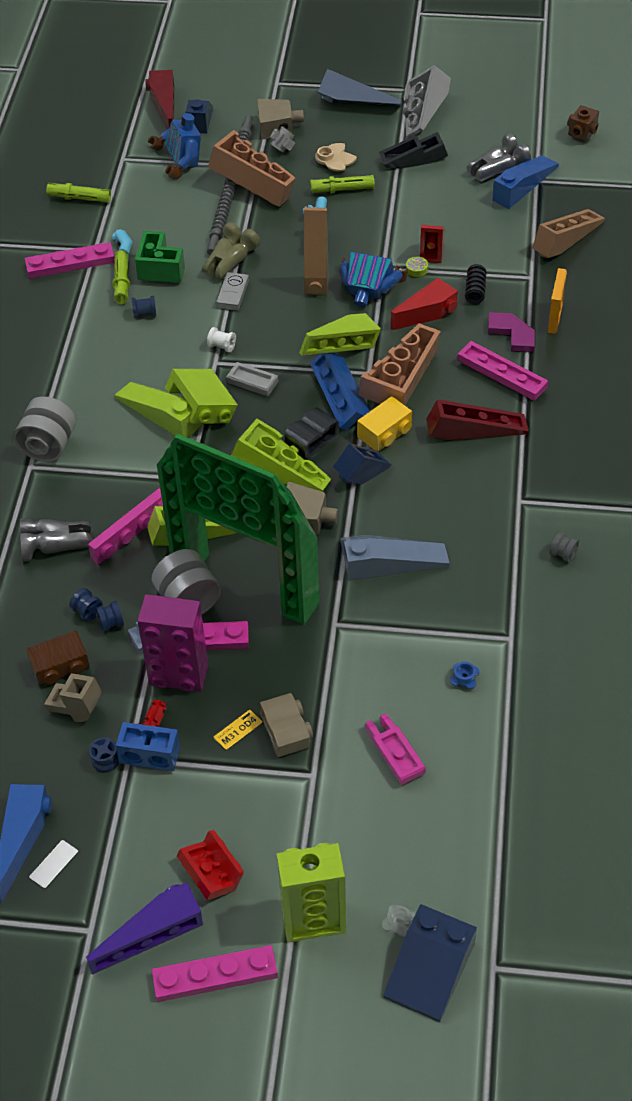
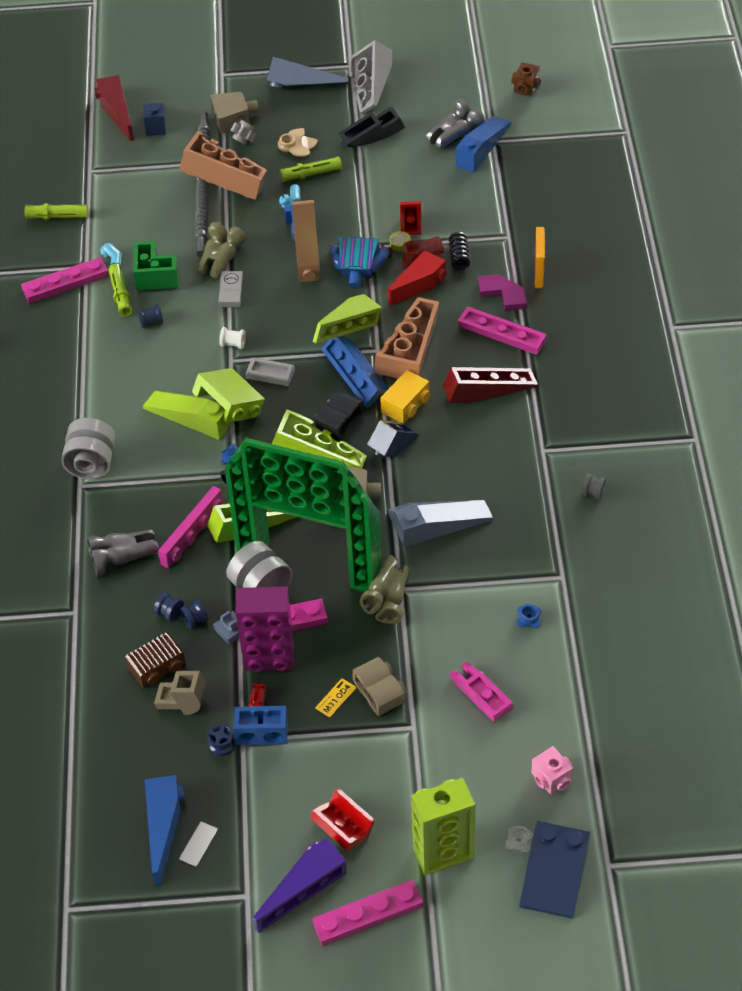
camera: 10 degrees left, 0 degrees up
(181, 142) = (147, 148): blue torso -> none
(320, 619) = (386, 592): none -> olive piece
(426, 275) = (413, 249): none -> clear red piece
(451, 850) = (552, 770): none -> bright pink brick
(562, 233) = (529, 190): medium nougat slope -> none

